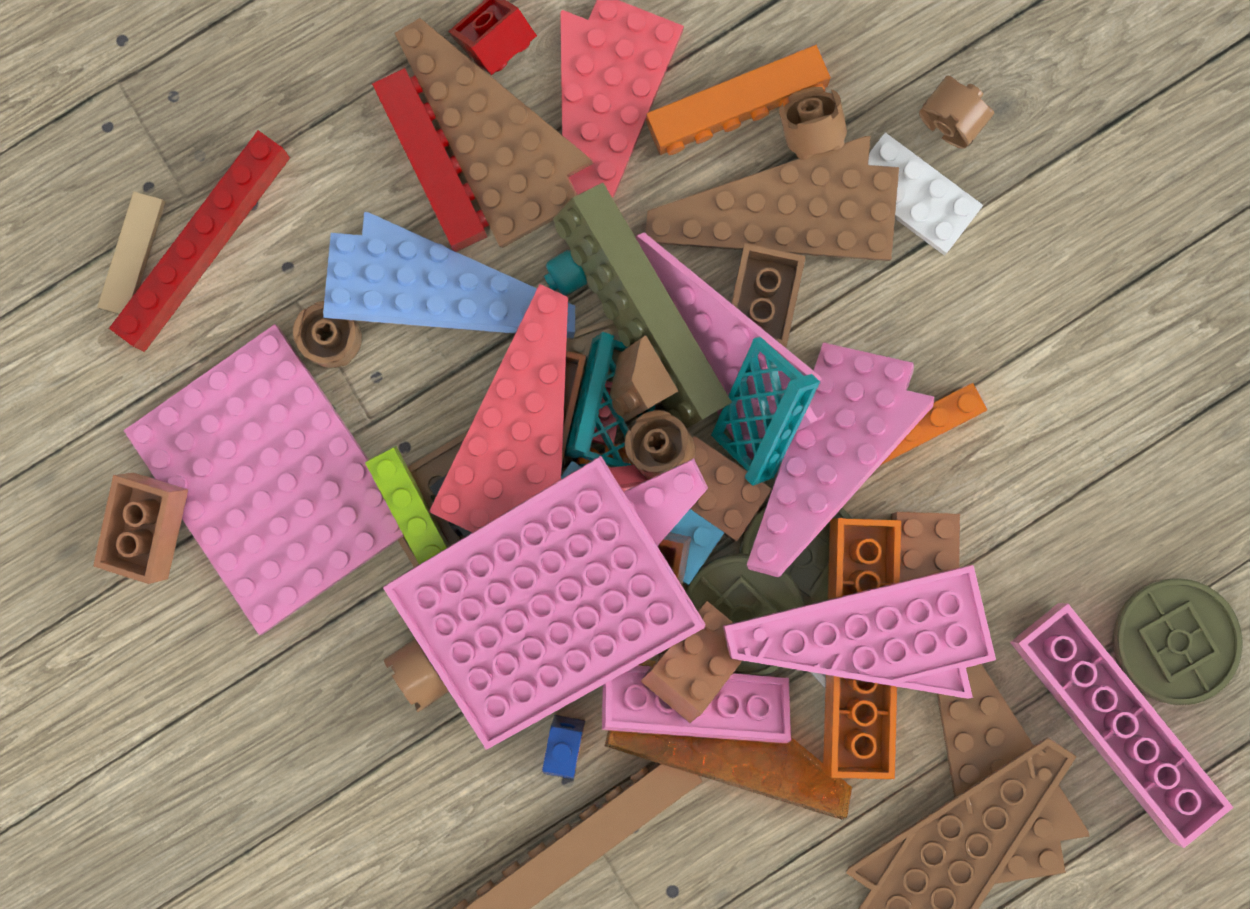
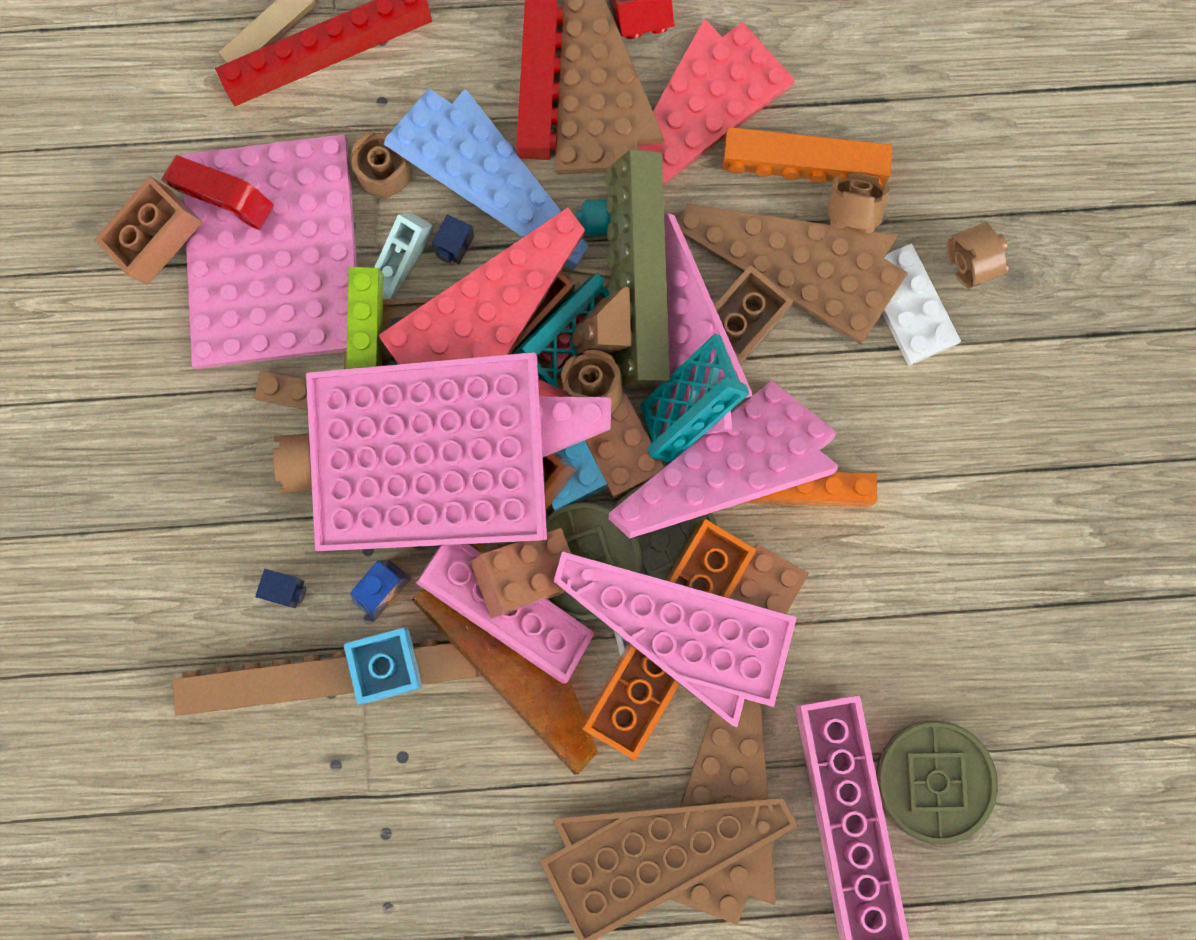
camera: 20 degrees right, 5 degrees down
(186, 451) = (218, 190): none -> red beam
(361, 608) = (281, 390): none -> medium nougat plate
(397, 410) = (402, 250): none -> light aqua slope
(440, 372) = (452, 240): none -> dark blue brick
(470, 800) = (281, 588): none -> dark blue brick
(614, 822) = (383, 666): none -> medium azure brick

